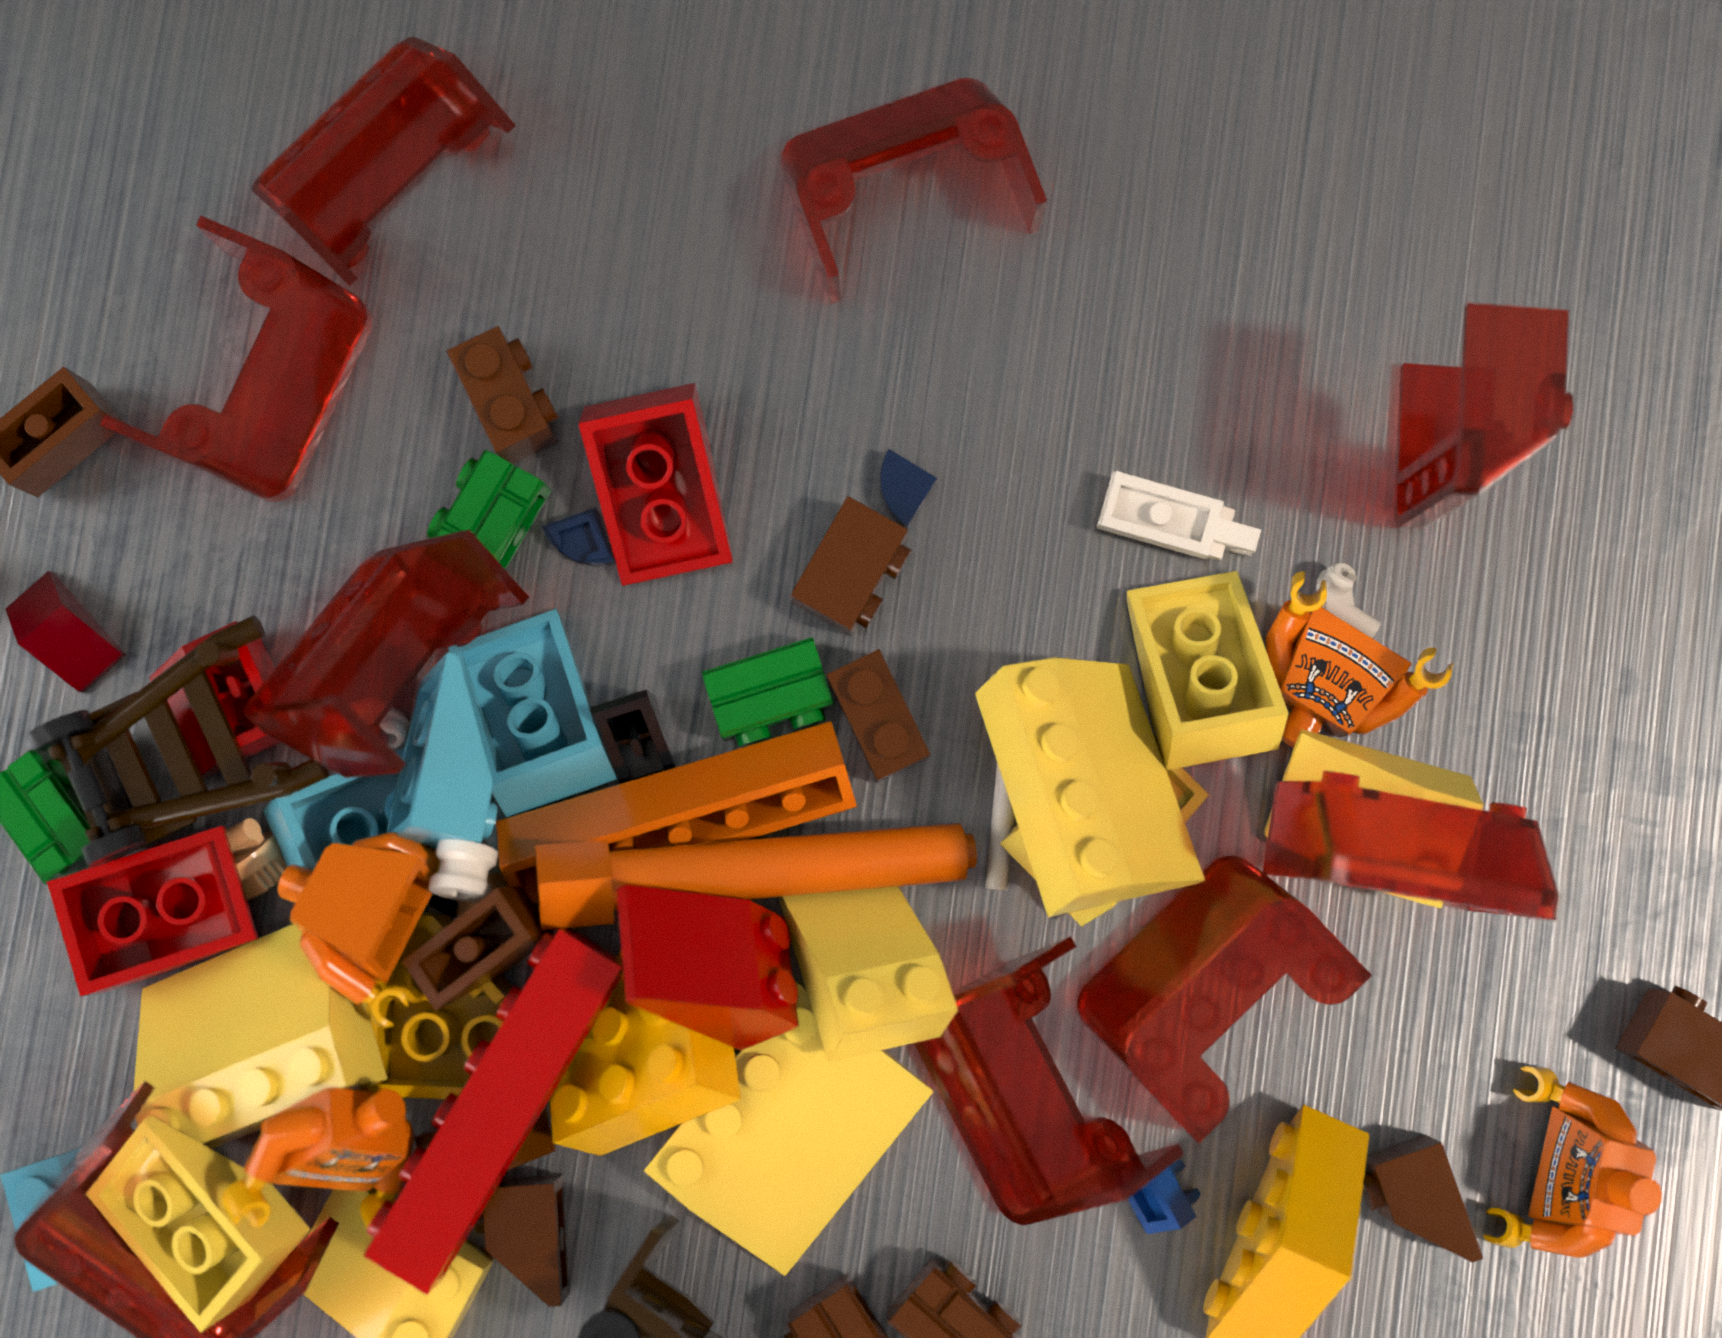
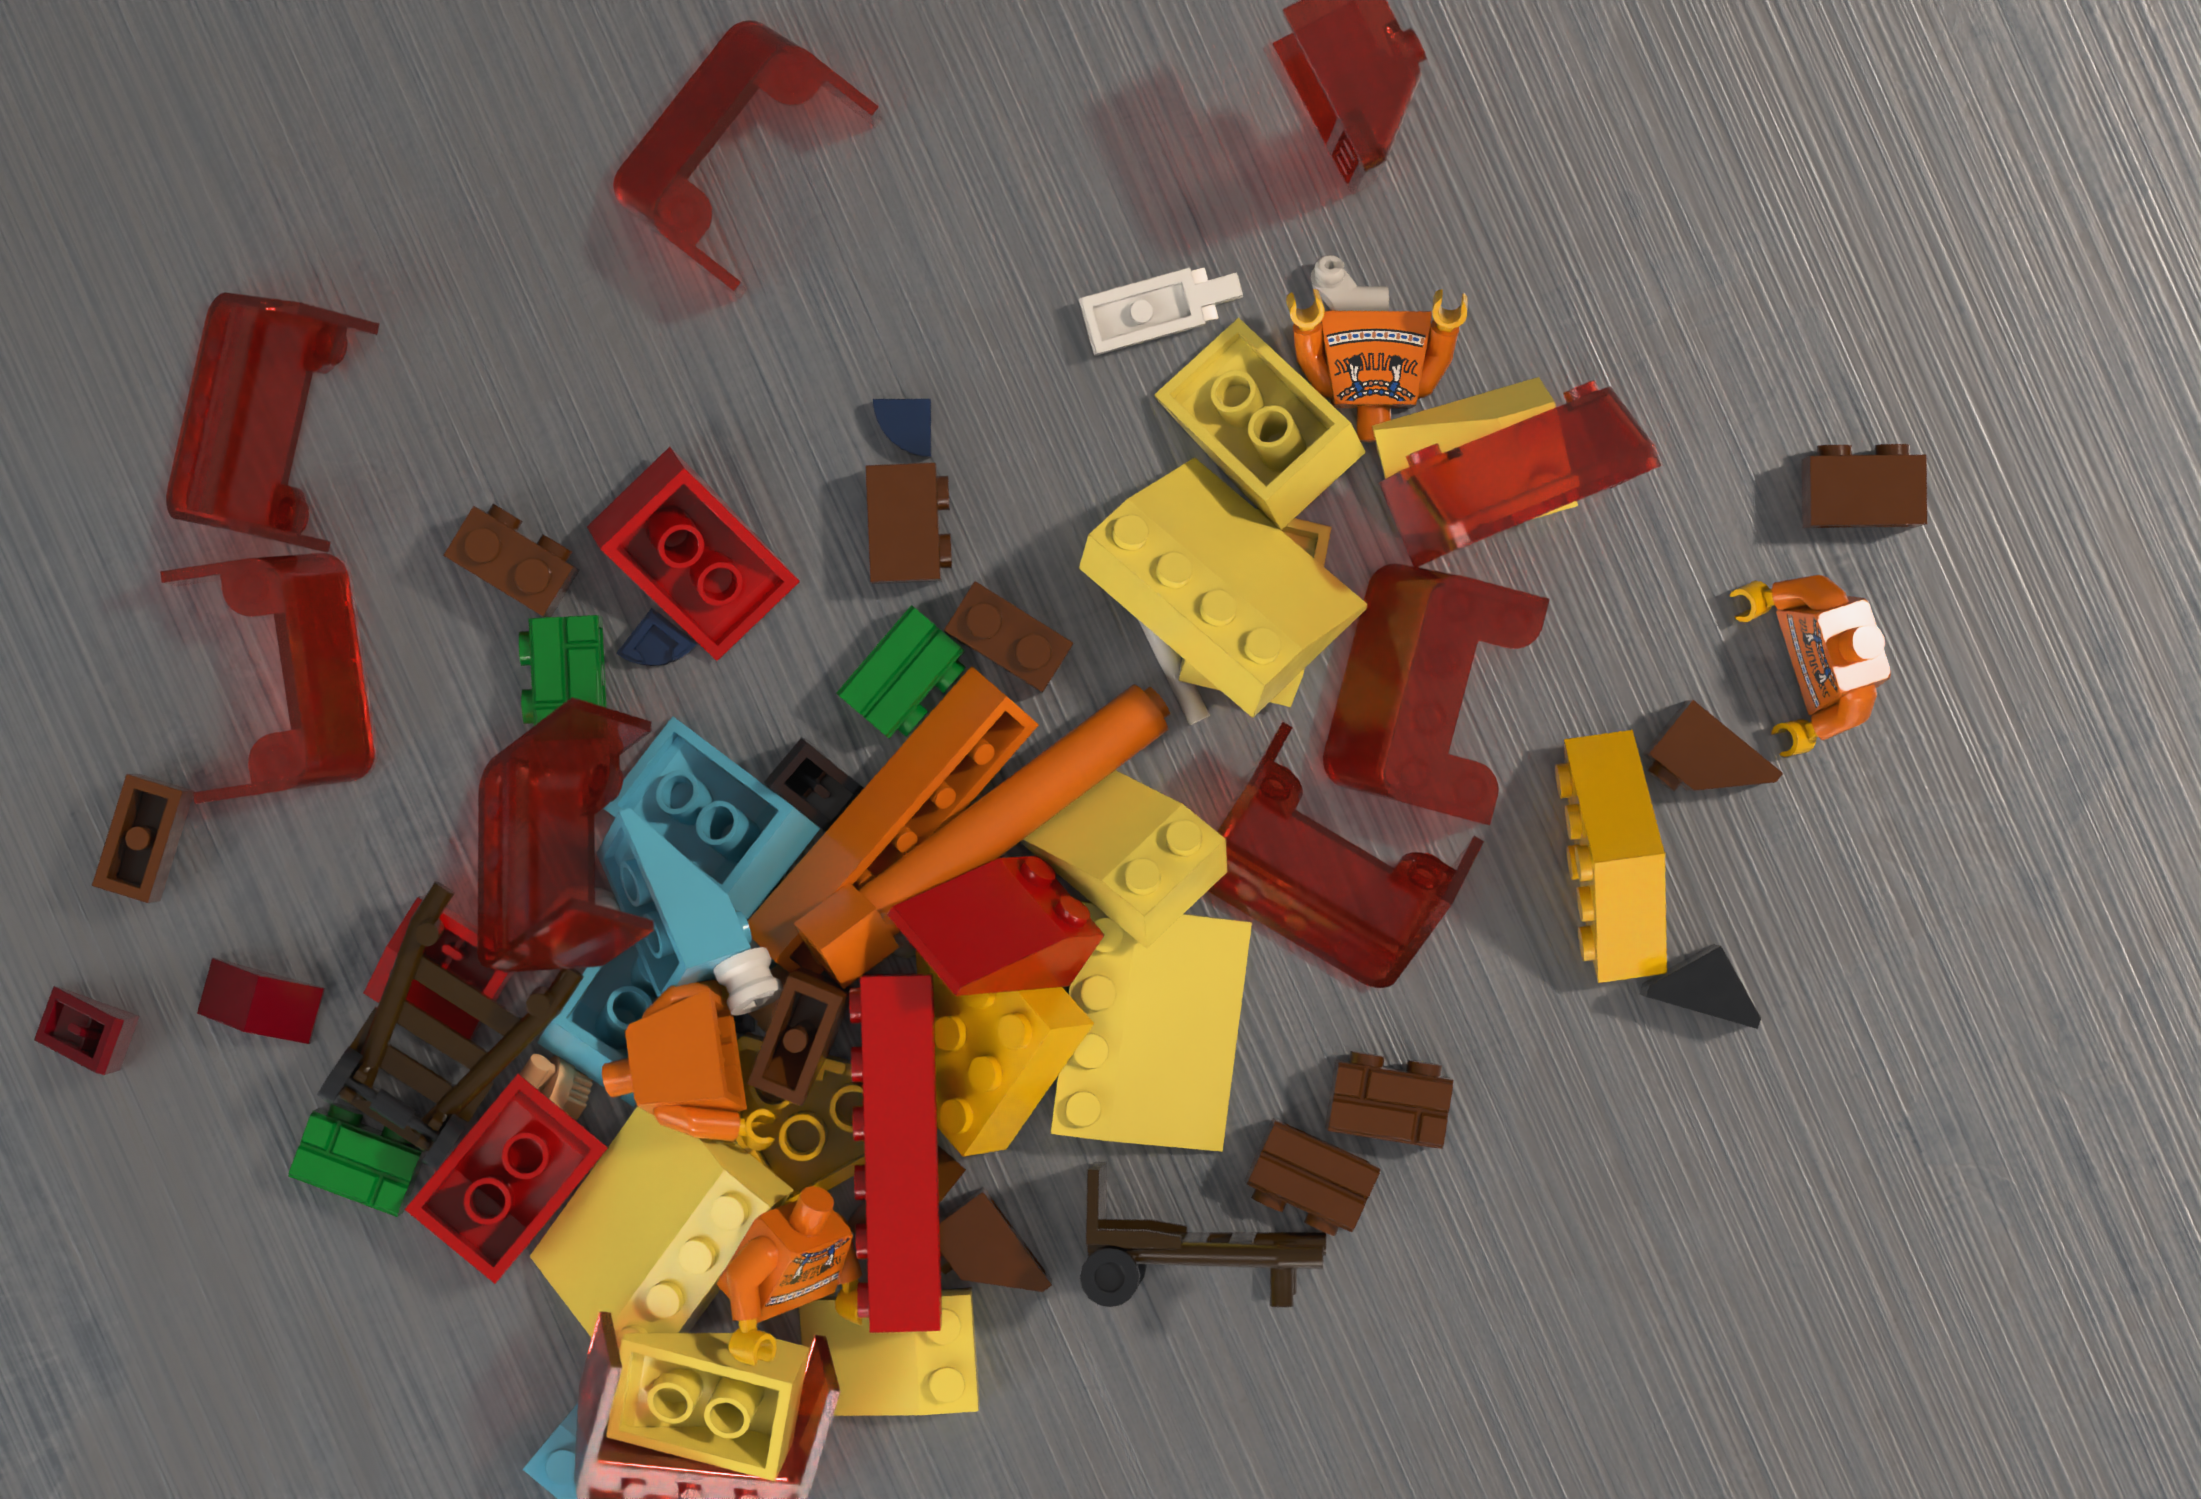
camera: 35 degrees left, 5 degrees up
(1163, 1203) = (1491, 891): blue tile -> none

